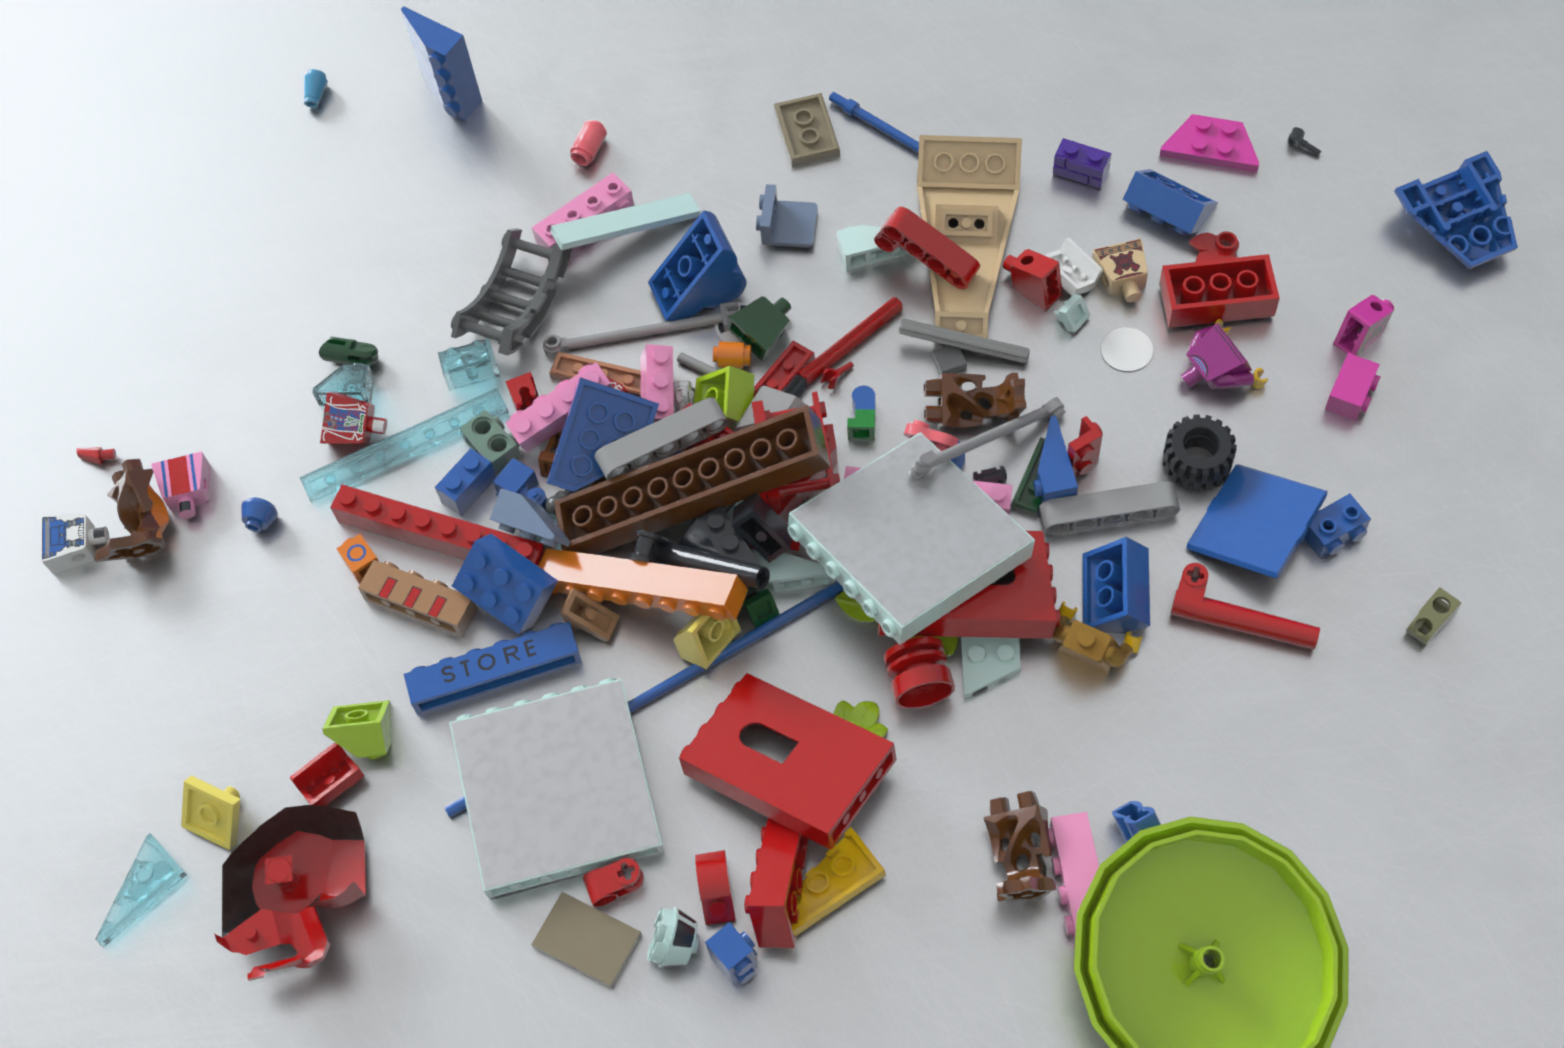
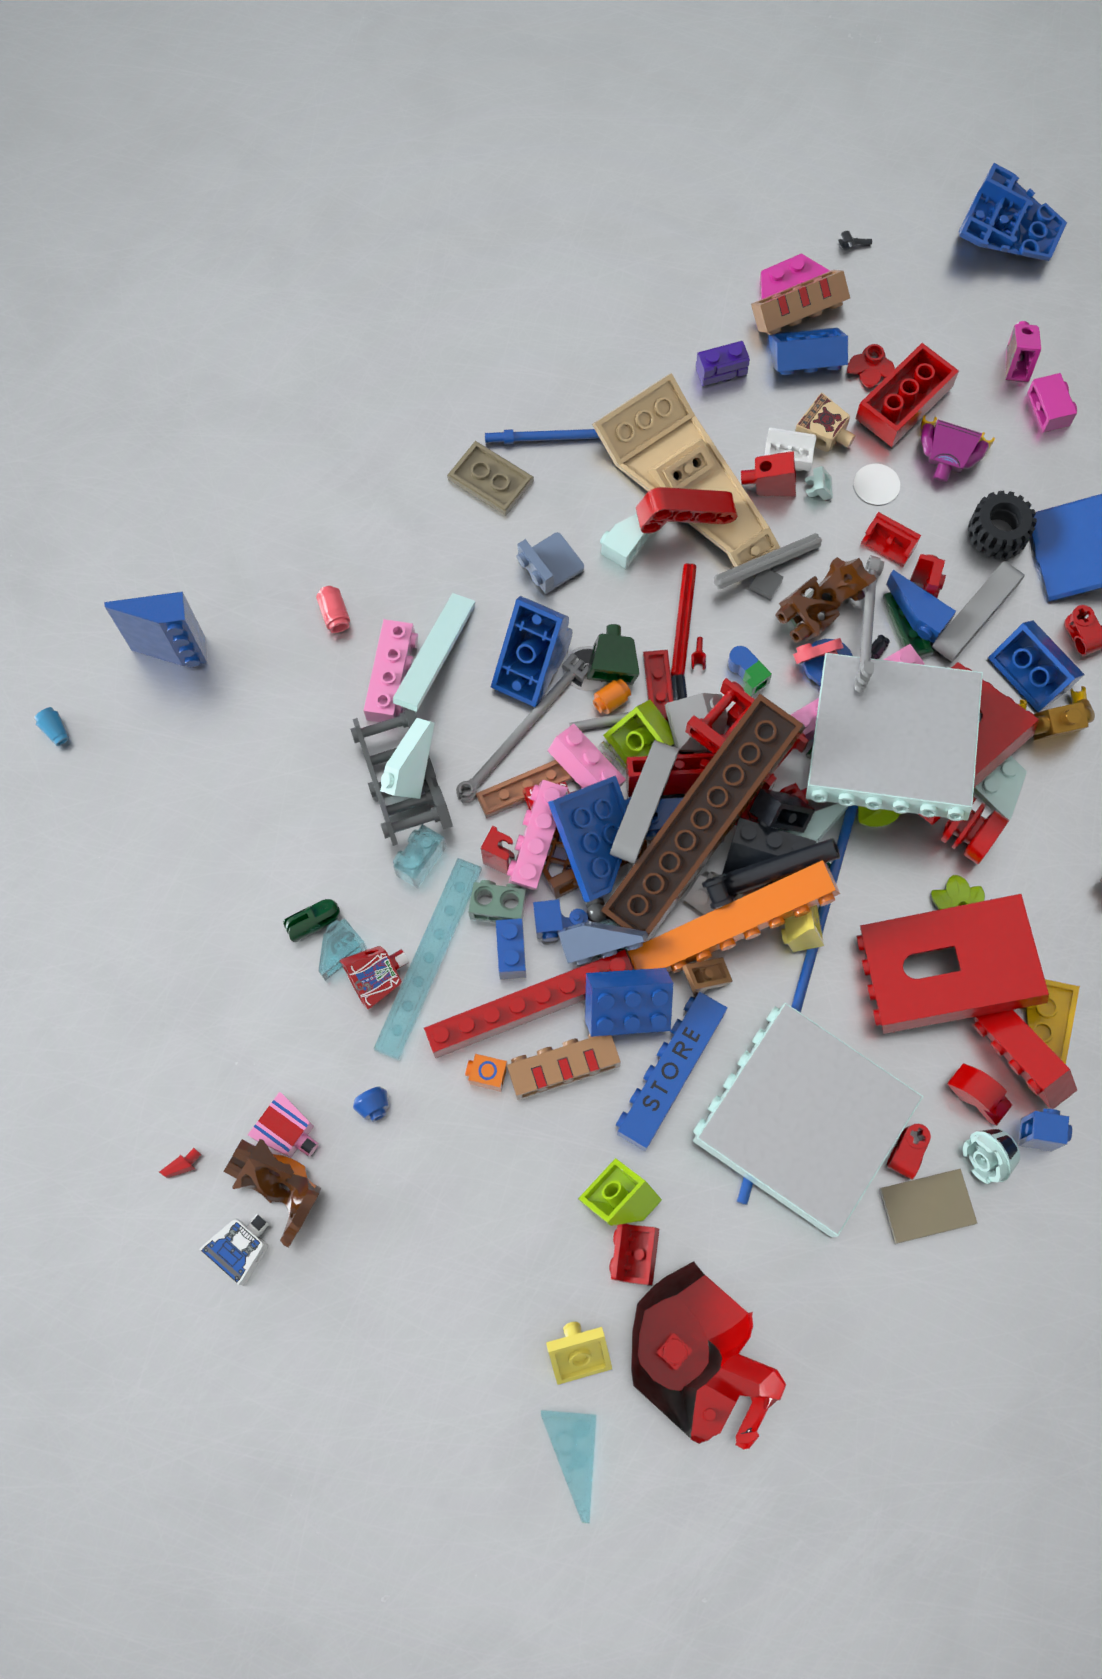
camera: 45 degrees left, 10 degrees up
(517, 286) = (407, 765): none -> light aqua slope
(1089, 396) = (891, 539): none -> red hinge
(1198, 157) = (801, 301): none -> medium nougat brick

